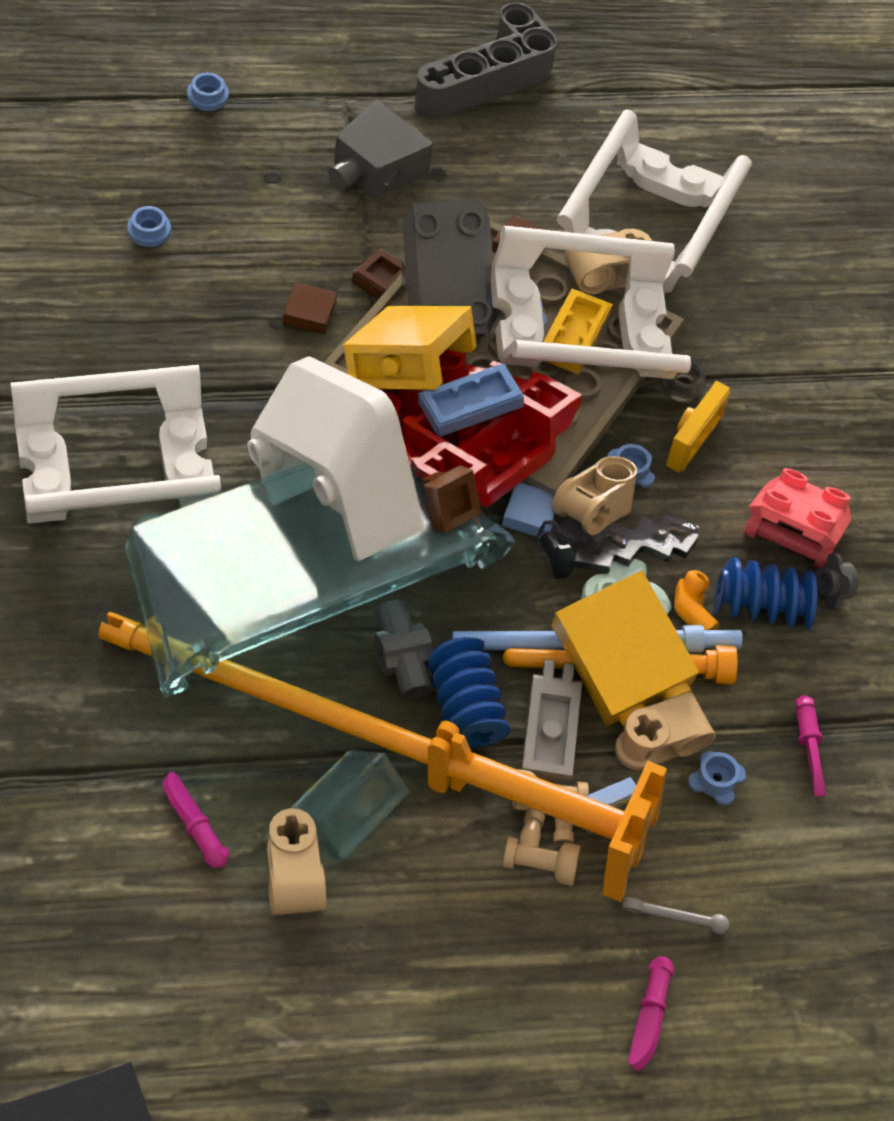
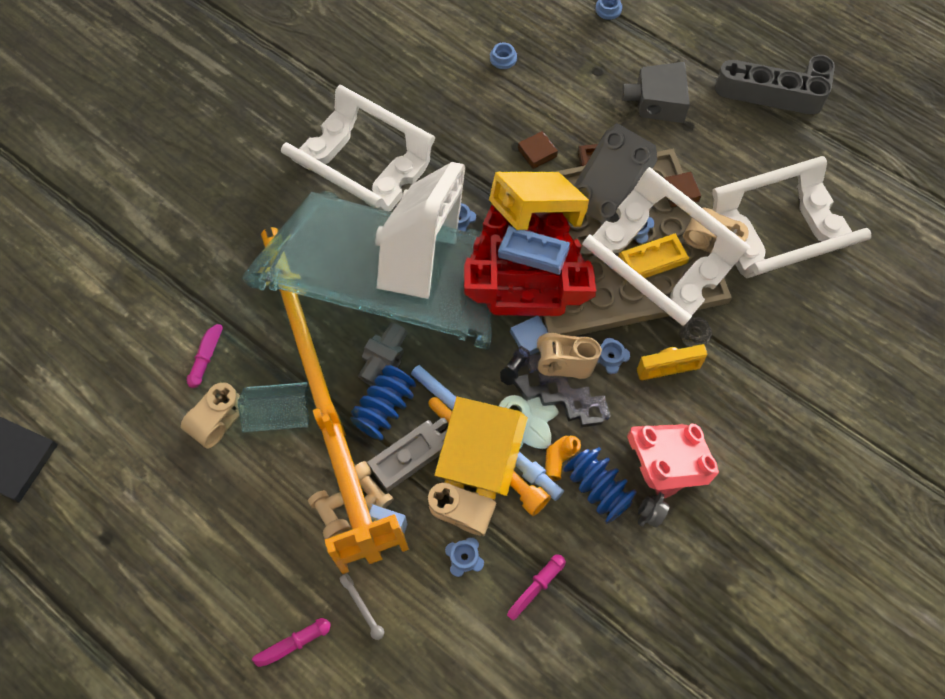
camera: 55 degrees right, 10 degrees up
(451, 498) = (455, 292): reddish brown tile -> none

